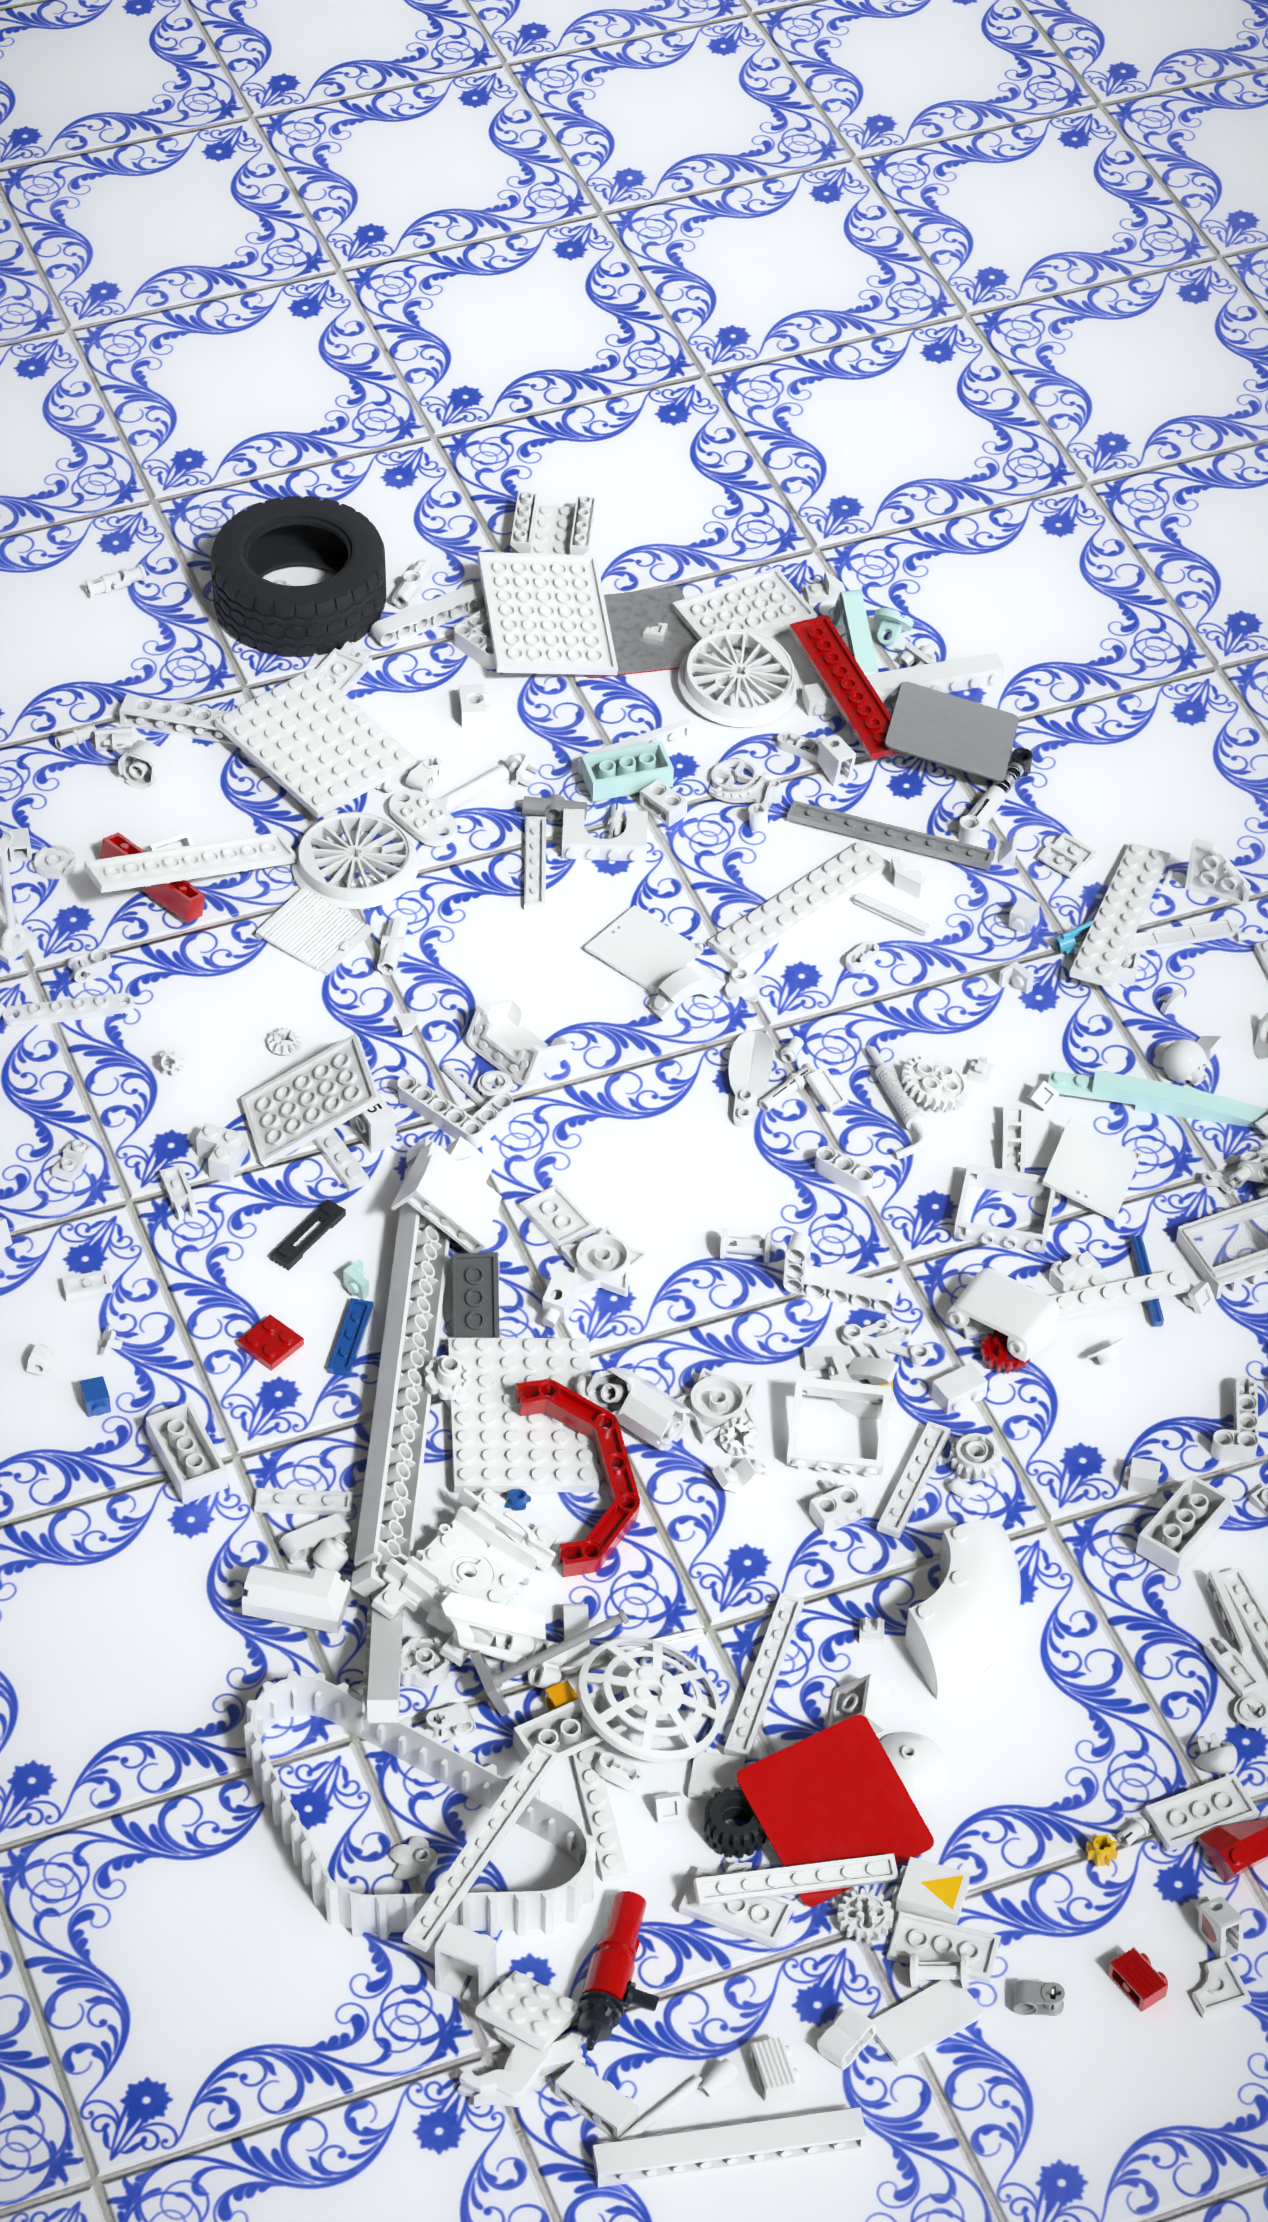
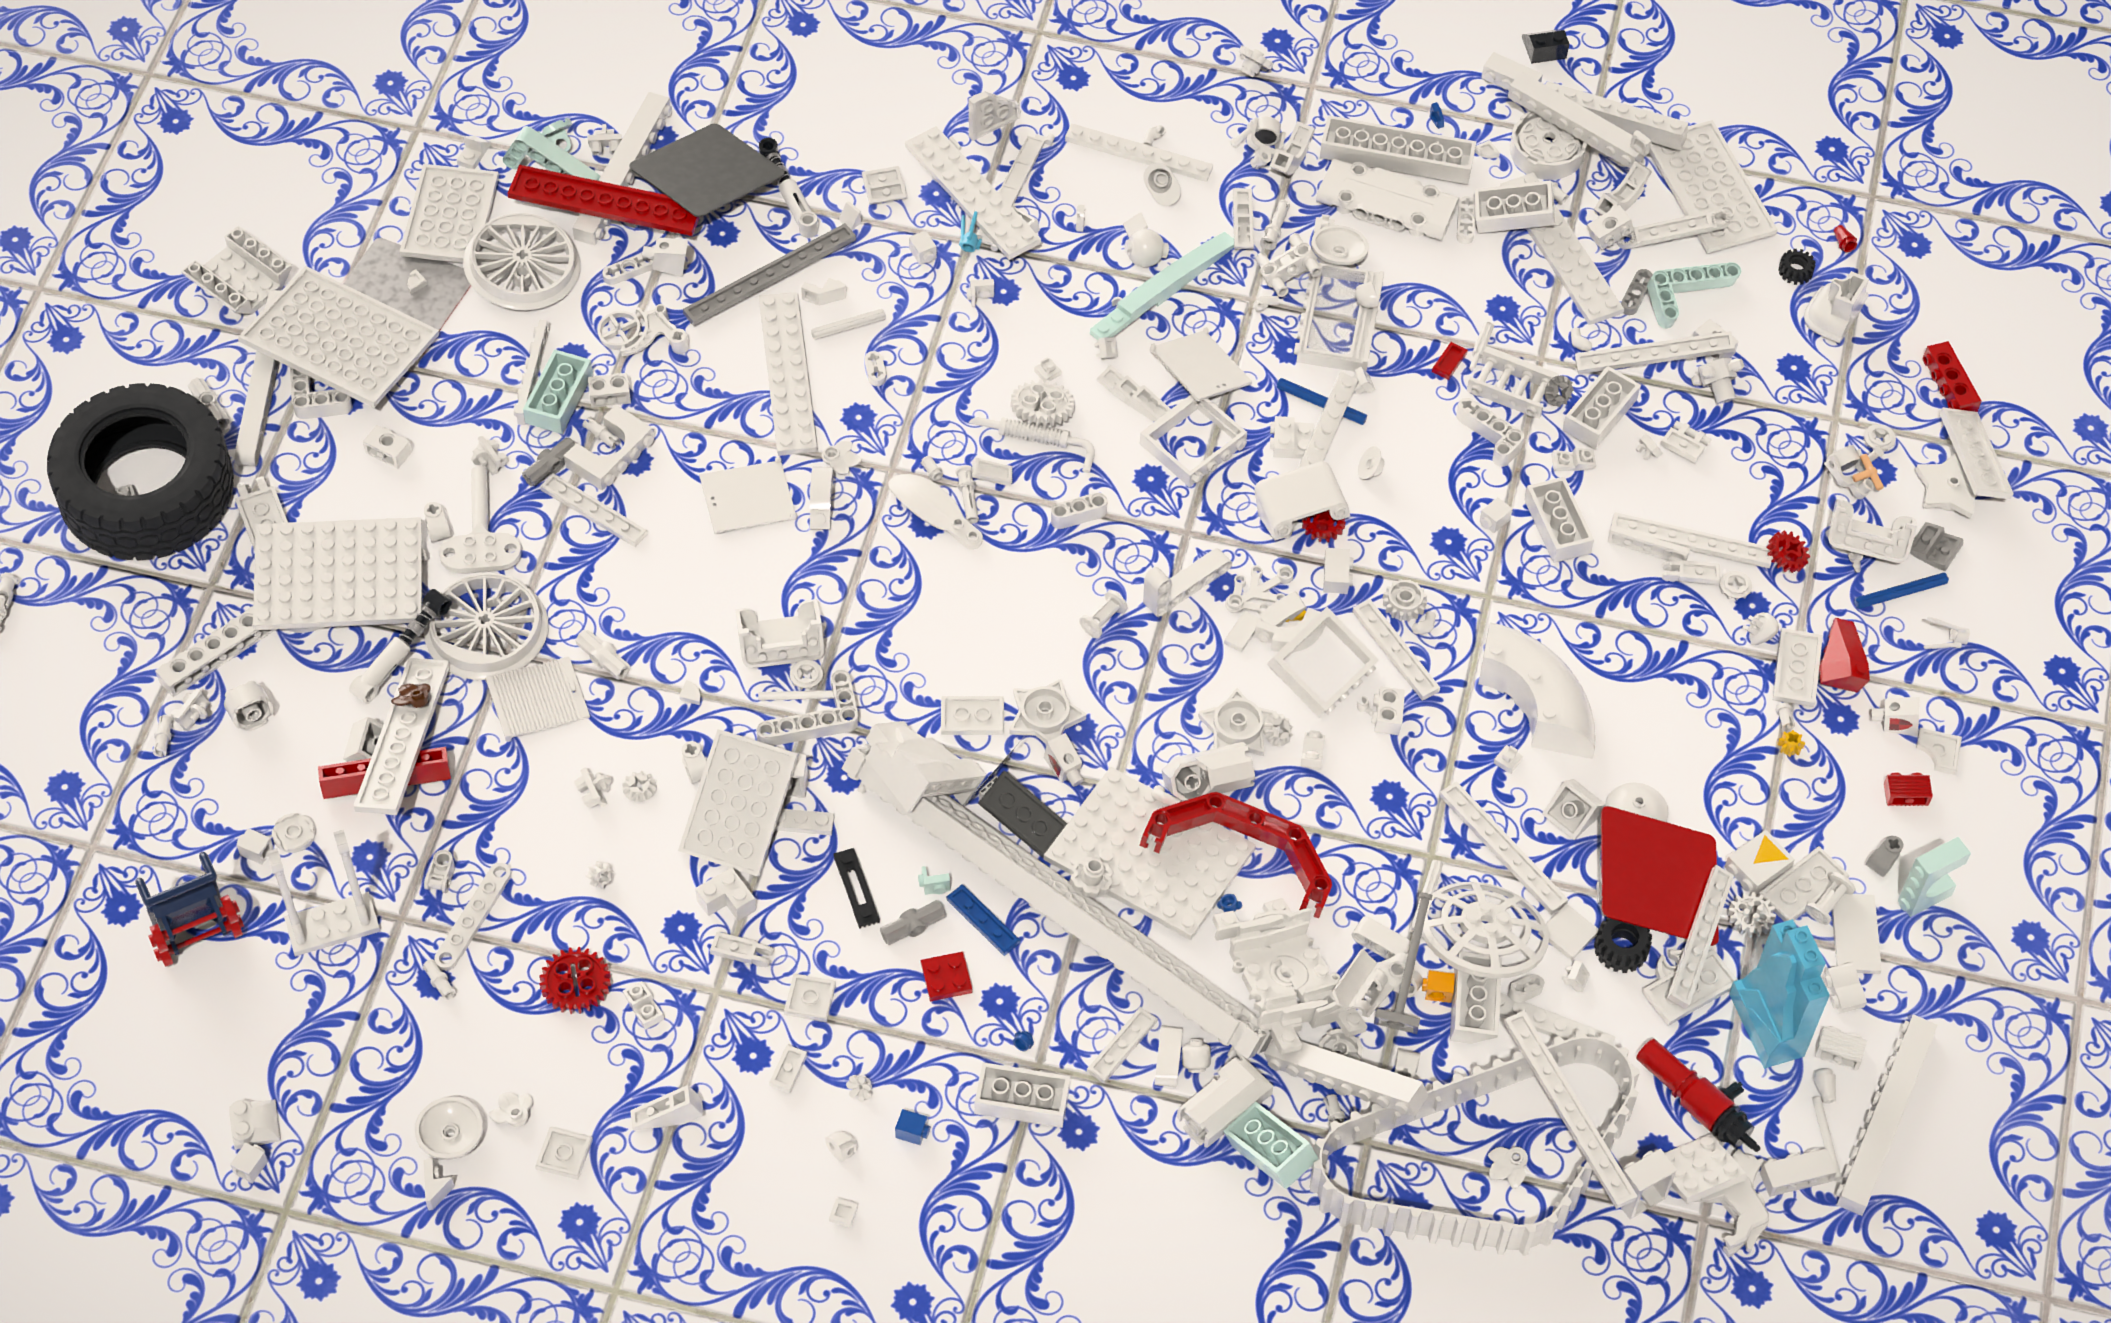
camera: 55 degrees left, 10 degrees up
(58, 1103) = (596, 976): none -> red gear
(171, 1263) = (810, 997): none -> white tile
(229, 822) = (367, 685): none -> piece
(235, 847) = (413, 695): none -> reddish brown plate
(248, 1428) = (1023, 1041): none -> blue plate
(256, 1010) = (588, 781): none -> white hips
(270, 1649) = (1271, 1145): none -> light aqua brick
(303, 1288) = (912, 922): none -> light grey piece
(508, 1252) = (993, 772): none -> black sticker
(764, 1947) = (1783, 995): none -> medium azure panel
(1012, 2048) = (1929, 878): none -> light aqua arch

